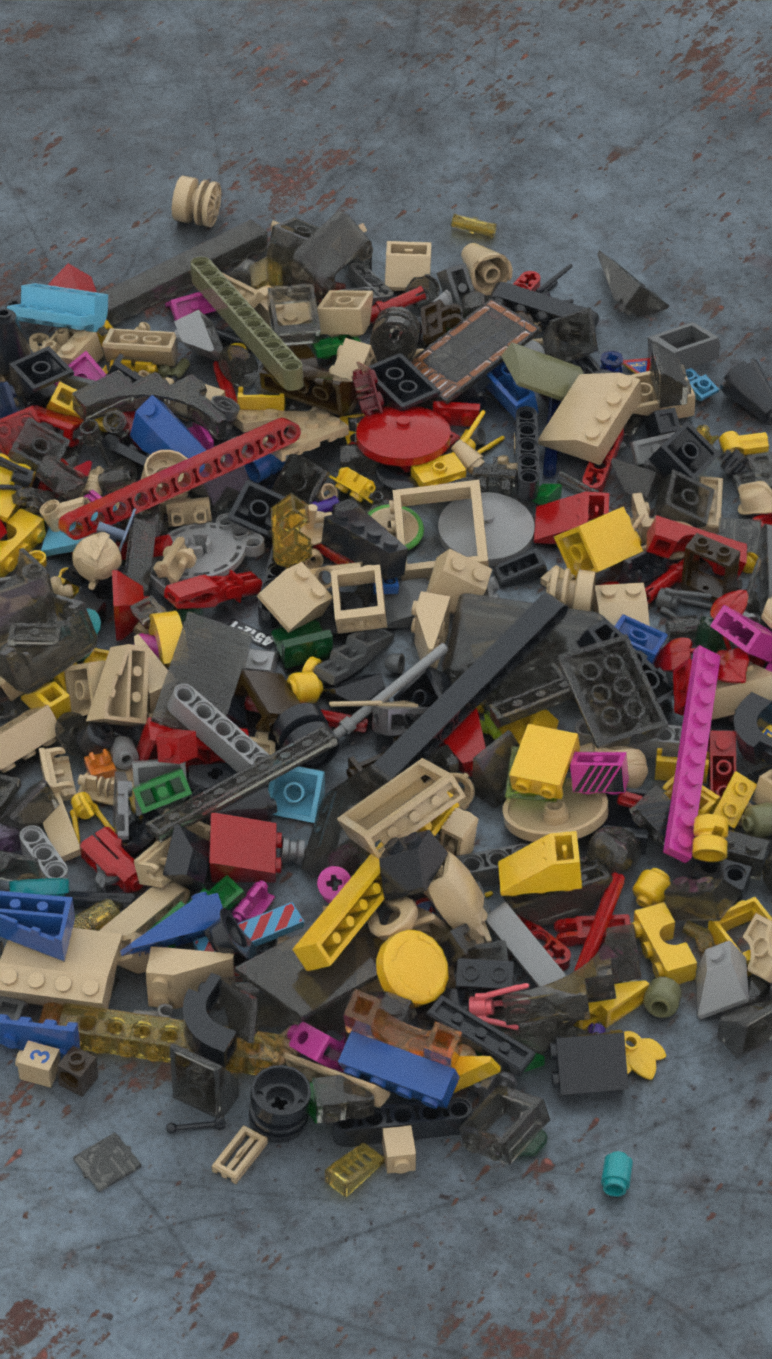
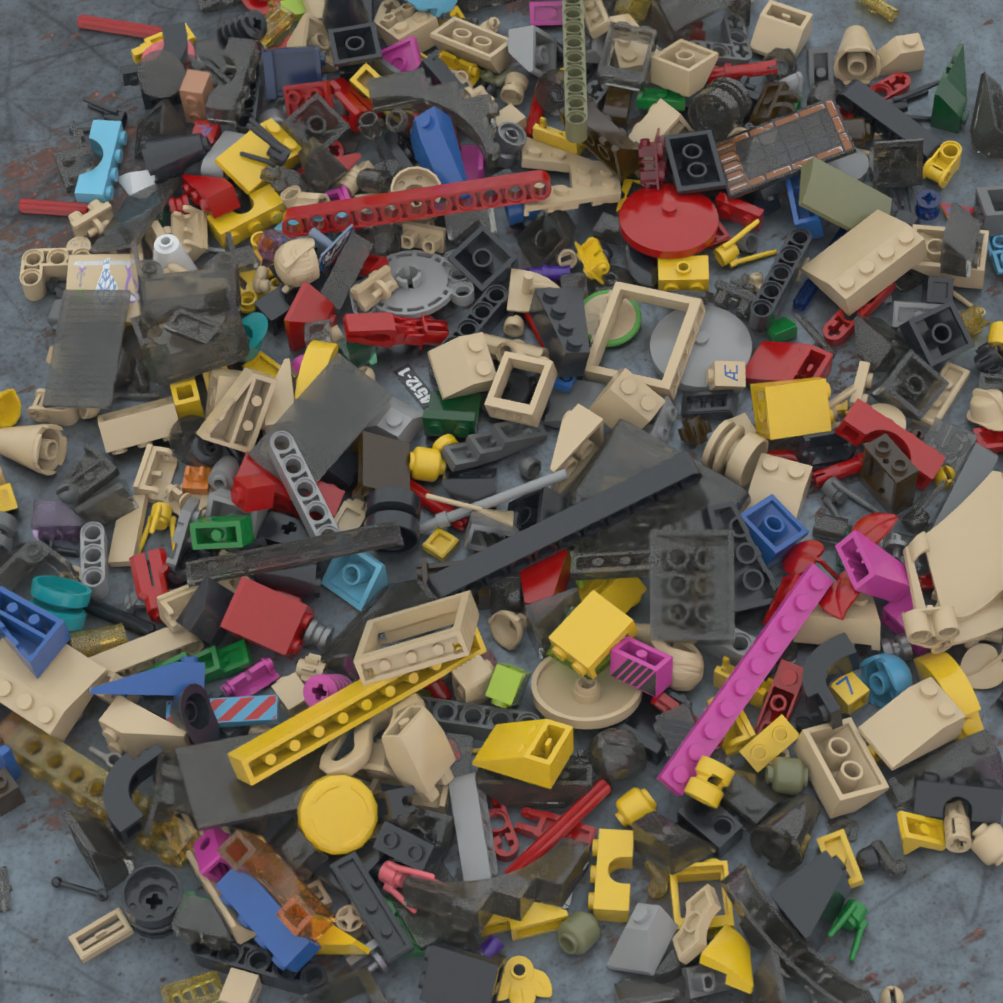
camera: 30 degrees right, 10 degrees up
(51, 551) = (270, 242): none -> clear pink head
(198, 368) = (514, 88): none -> tan wheel
(289, 543) = (498, 280): clear yellow arch -> none
(303, 880) = (310, 667): none -> tan gear
(305, 902) = (290, 695): none -> tan brick
(353, 746) = (440, 544): none -> yellow tile
(410, 864) = (381, 707): black slope -> none
(467, 456) = (720, 264): tan cone -> none
(491, 827) = (508, 685): none -> lime brick
(523, 255) = (902, 54): none -> tan slope
(523, 589) = (694, 430): none -> dark brown gear
(527, 538) = (726, 375): none -> tan brick
(583, 277) = (951, 95): none -> dark green wedge
(607, 328) = (943, 163): none -> yellow piece

